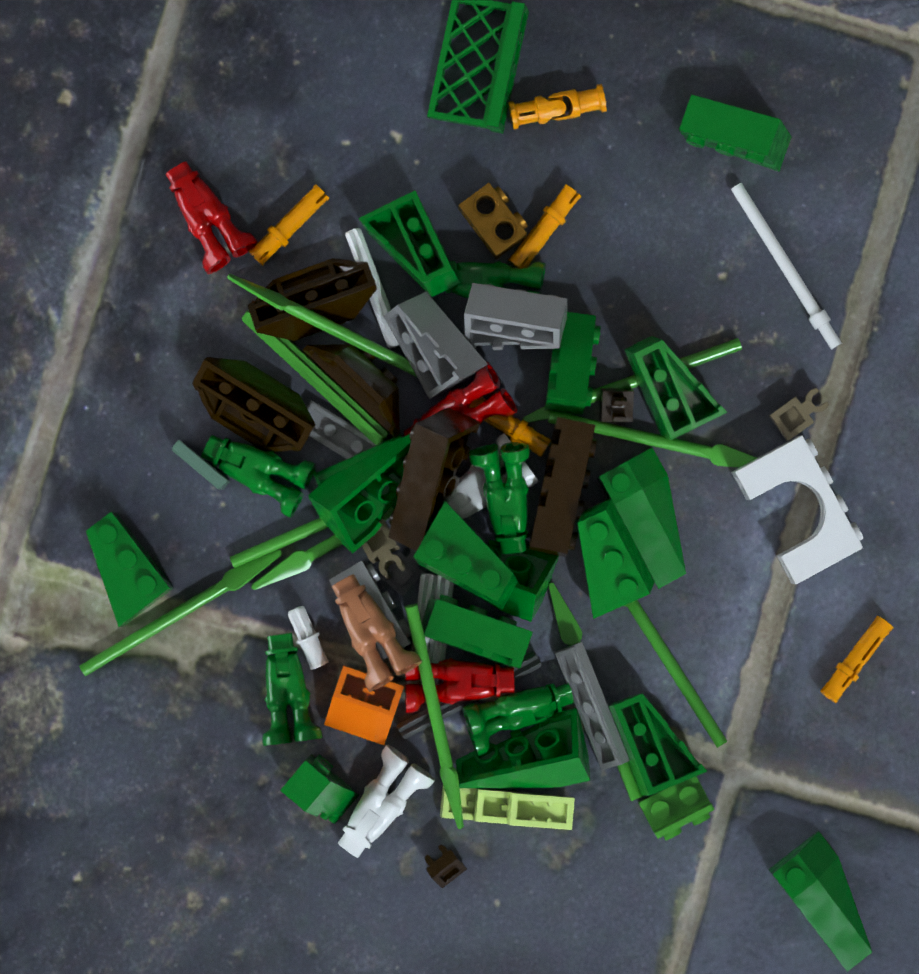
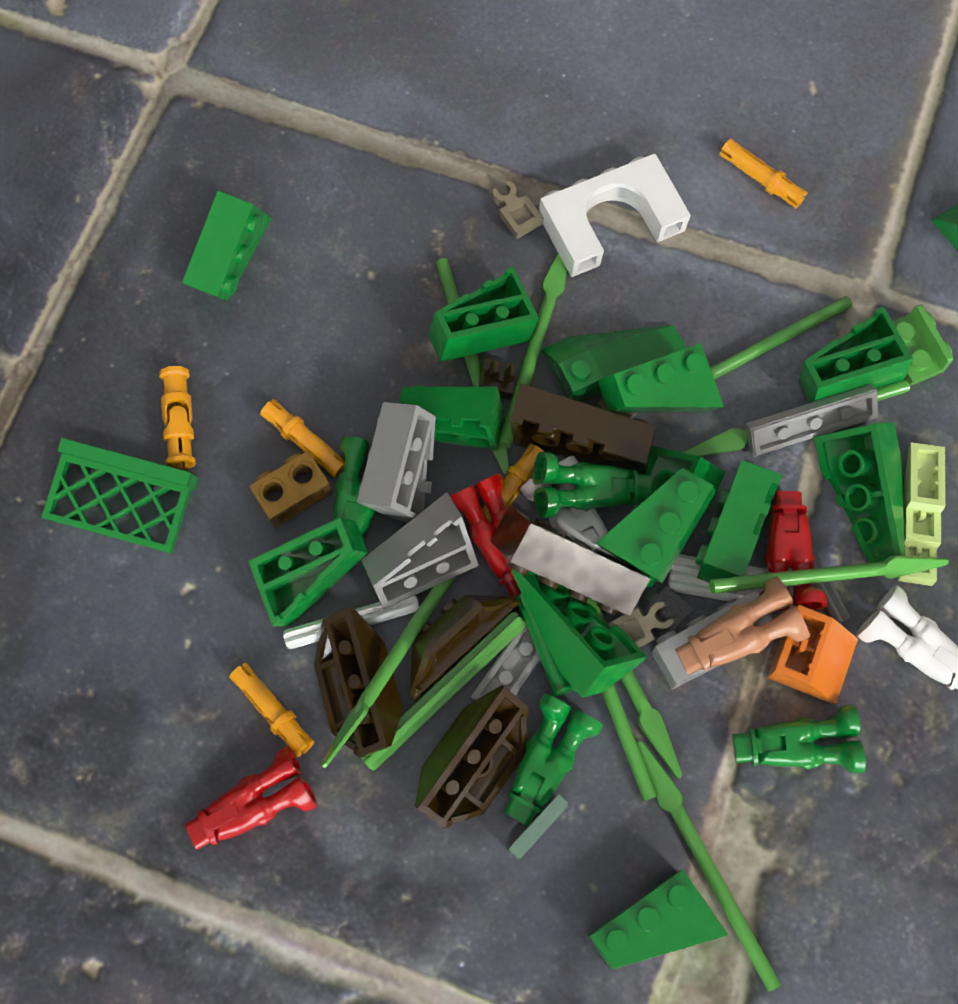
camera: 85 degrees left, 15 degrees down
(307, 637) = (739, 716): white axle -> none
(319, 789) = (910, 714): green wedge -> none
(514, 712) = (822, 500): green piece -> none
(819, 318) = (422, 188): white bar -> none

